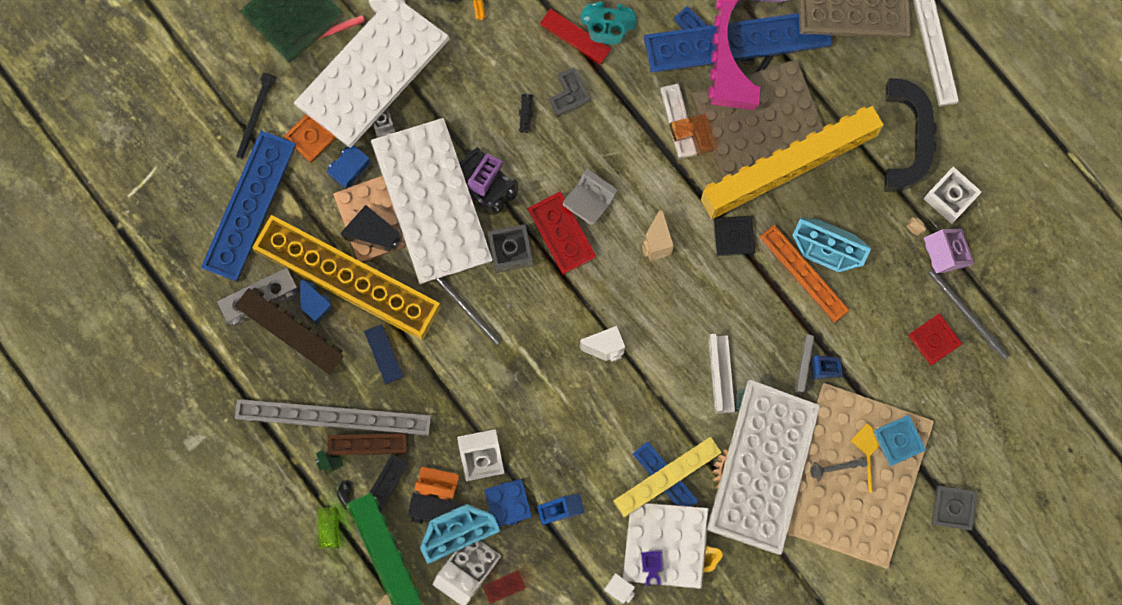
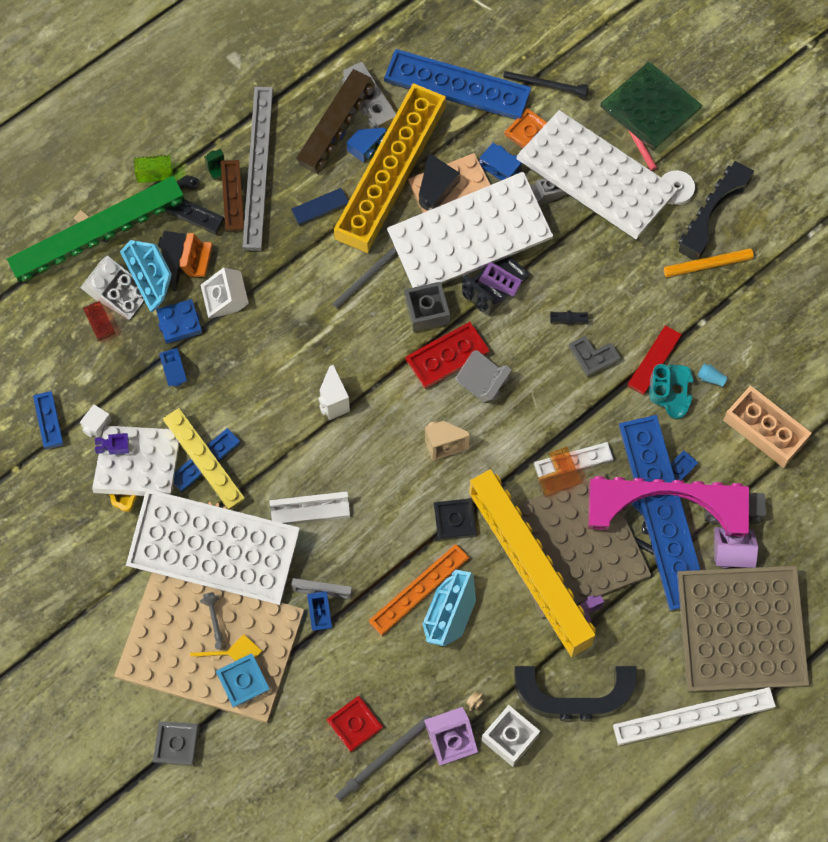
camera: 90 degrees right, 10 degrees down
(826, 116) = (591, 604): none -> medium lavender bracket

